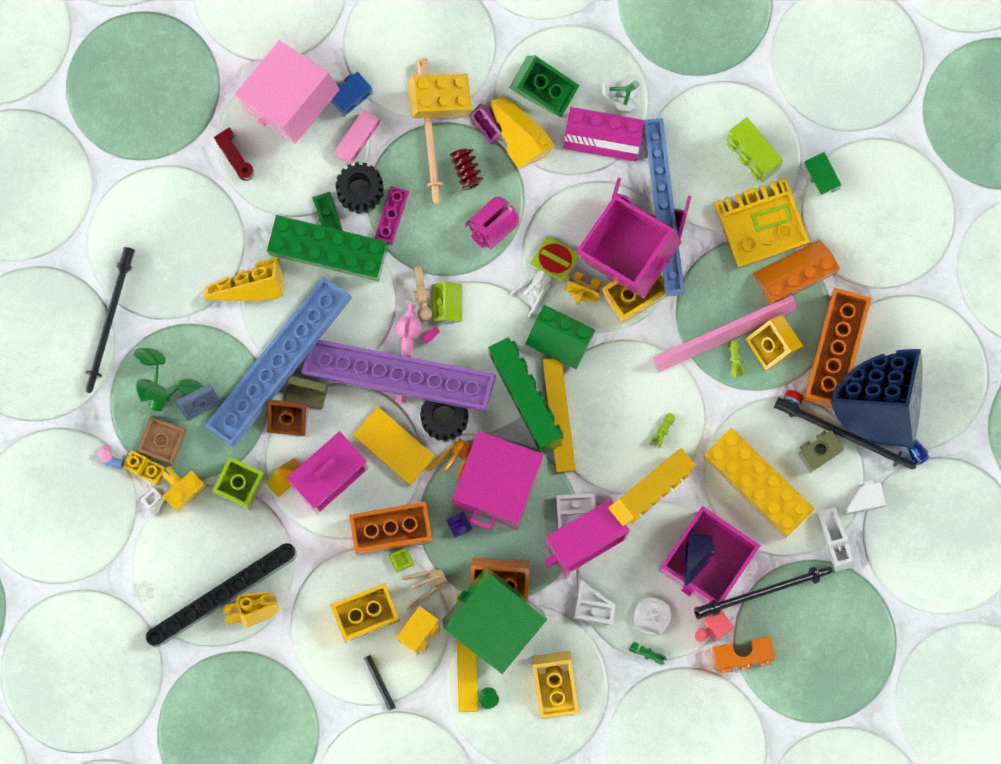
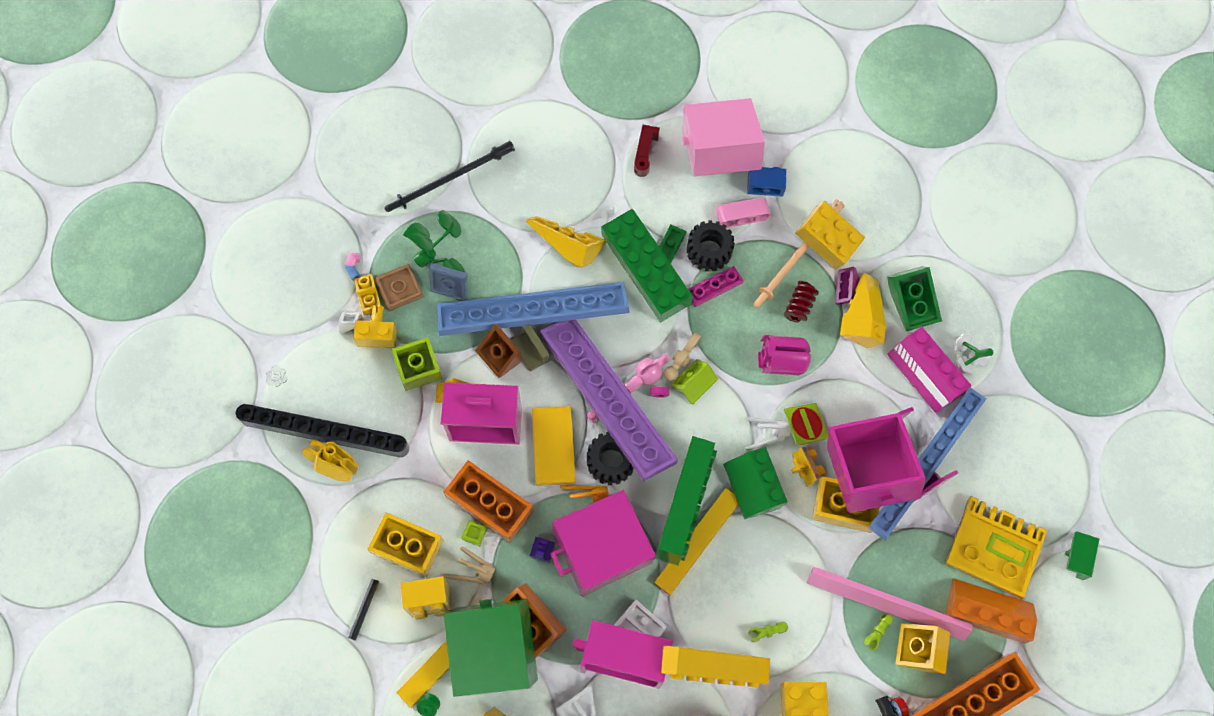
camera: 40 degrees right, 10 degrees down
(754, 150) = (1041, 486): lime brick -> none

